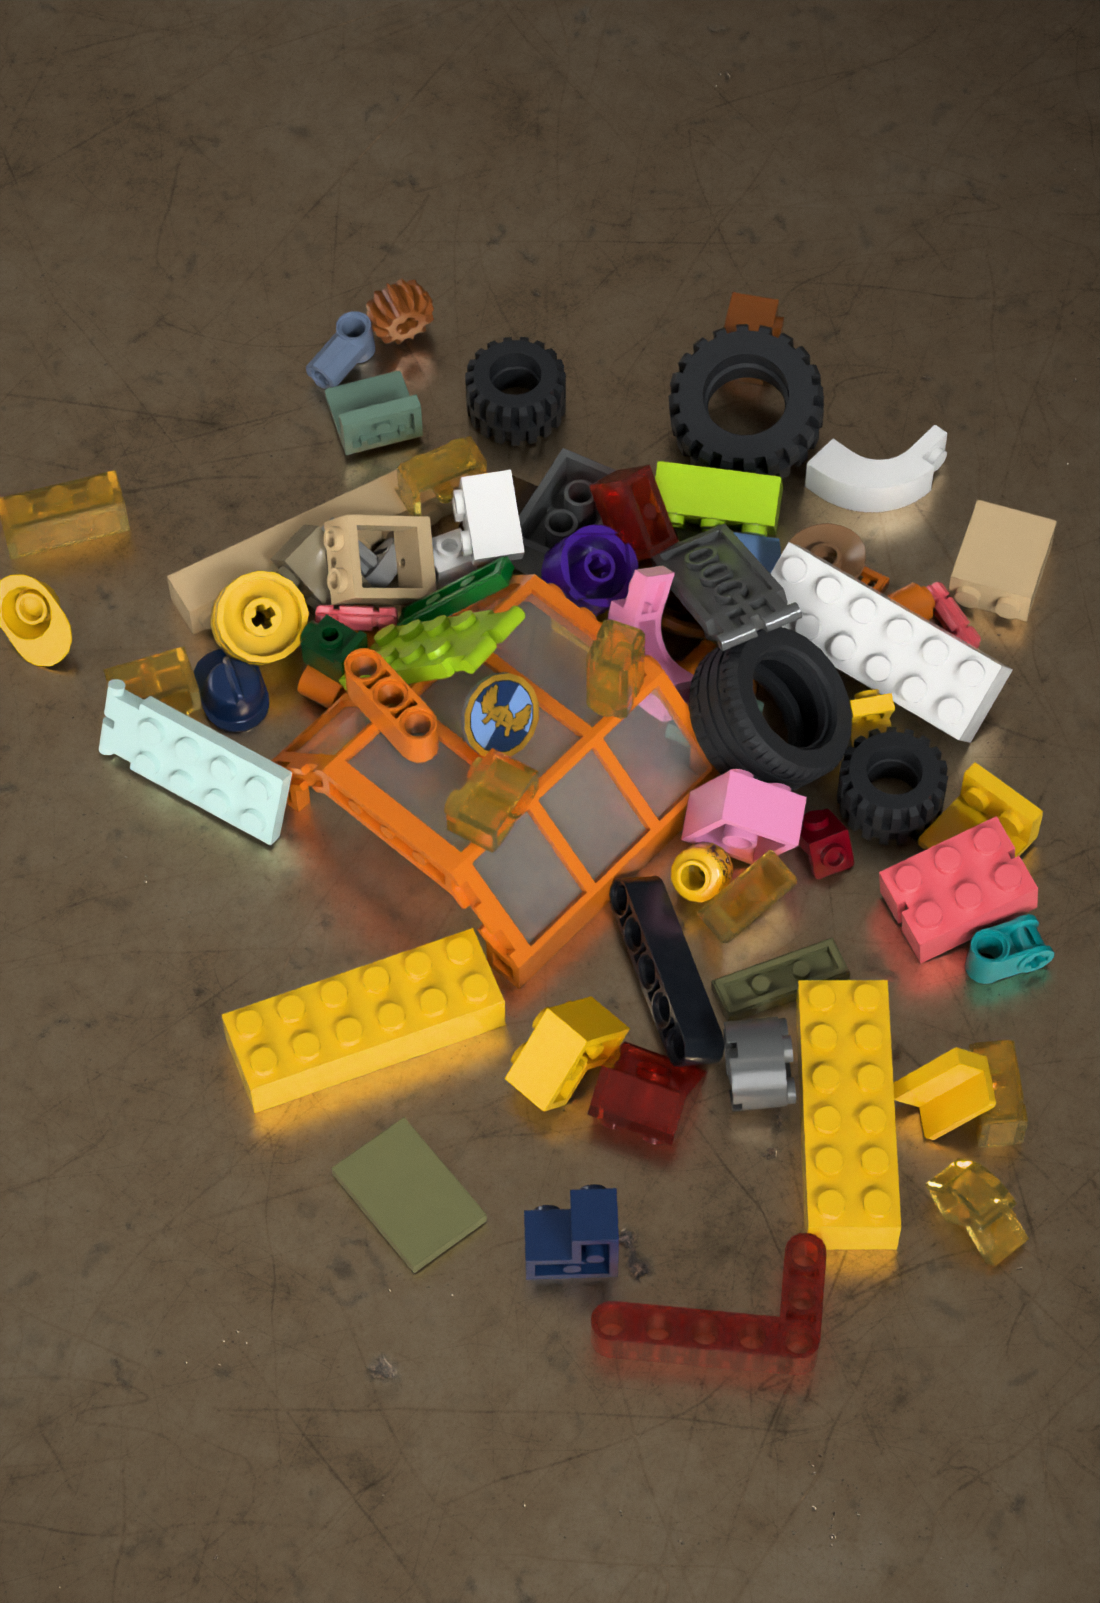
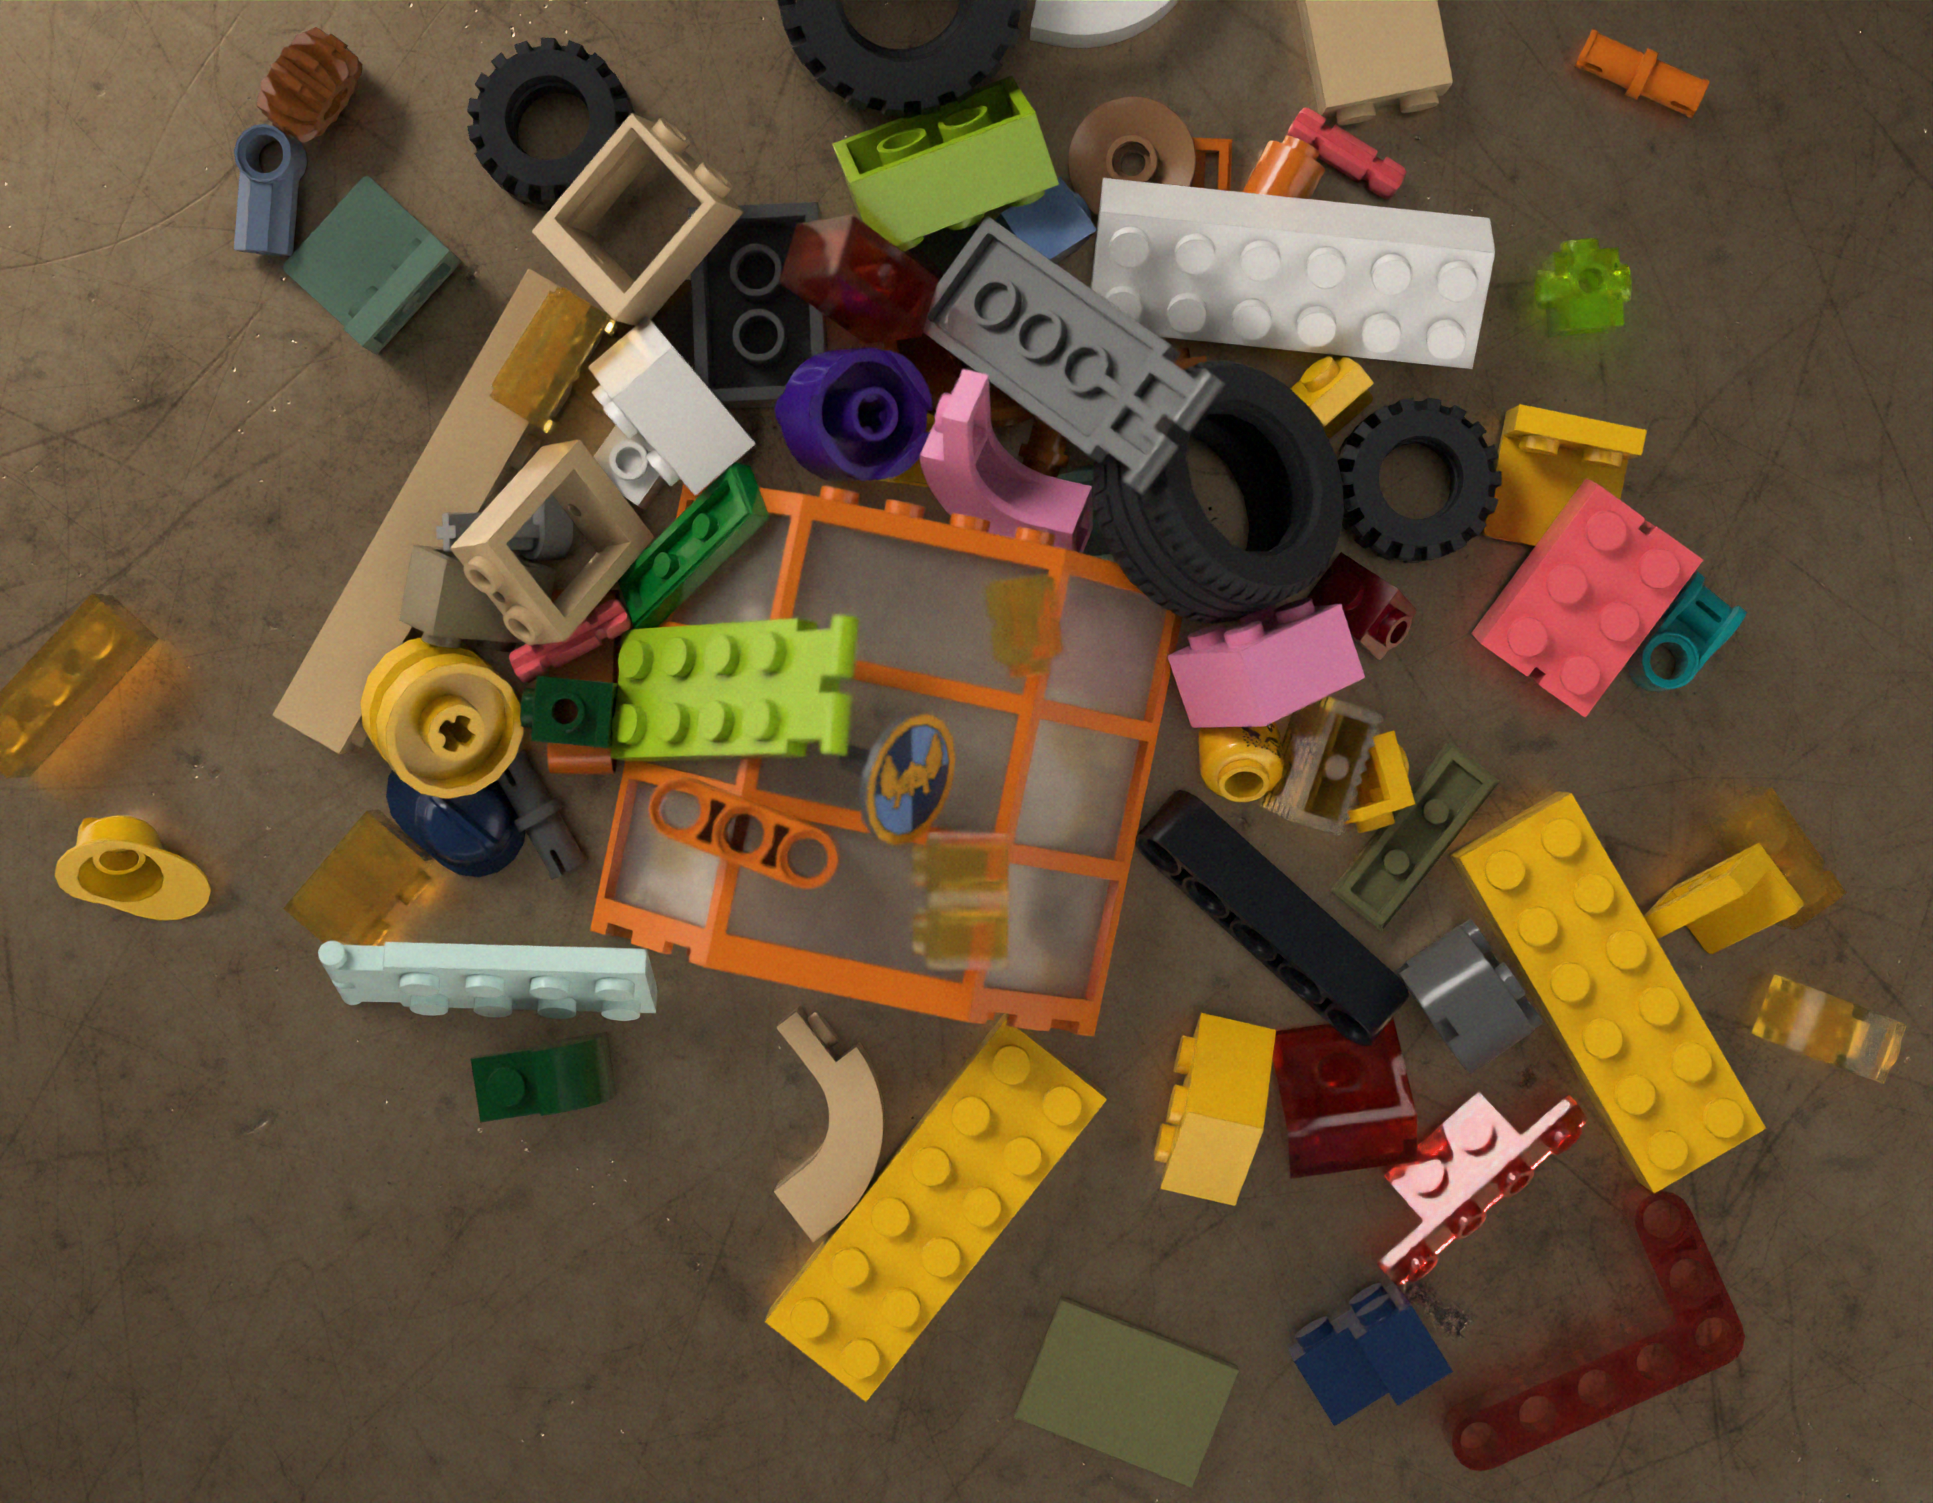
camera: 30 degrees left, 30 degrees up
(193, 828) = (544, 1078): none -> dark green brick
(275, 708) = (540, 817): none -> dark grey pin
(345, 949) = (841, 1169): none -> tan arch
(525, 415) = (600, 184): none -> tan window
(701, 1180) = (1465, 1171): none -> clear red bracket
(776, 933) = (1383, 785): none -> yellow bracket
(1048, 739) = (1570, 308): none -> clear neon green brick

